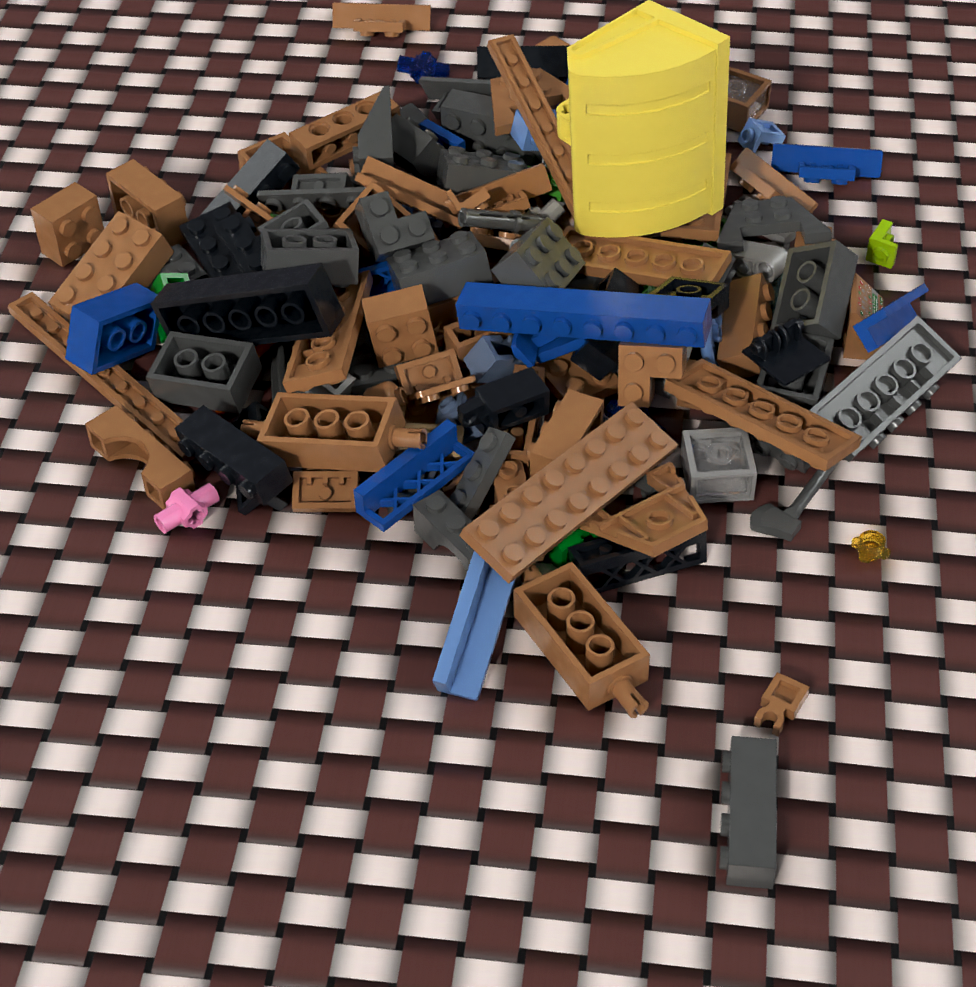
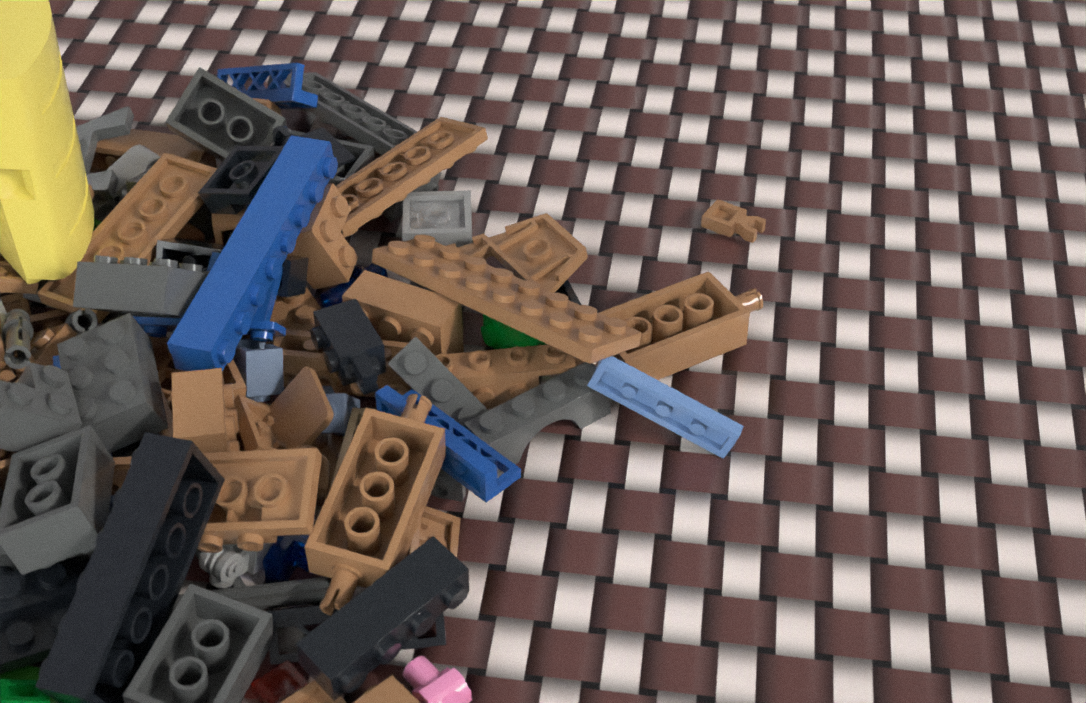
camera: 90 degrees left, 5 degrees down
(751, 812) = (857, 244): dark grey brick -> none
(786, 524) = (500, 208): dark grey piece -> none
(871, 546) = (541, 156): clear yellow plate -> none
(881, 247) = (111, 100): lime bracket -> none

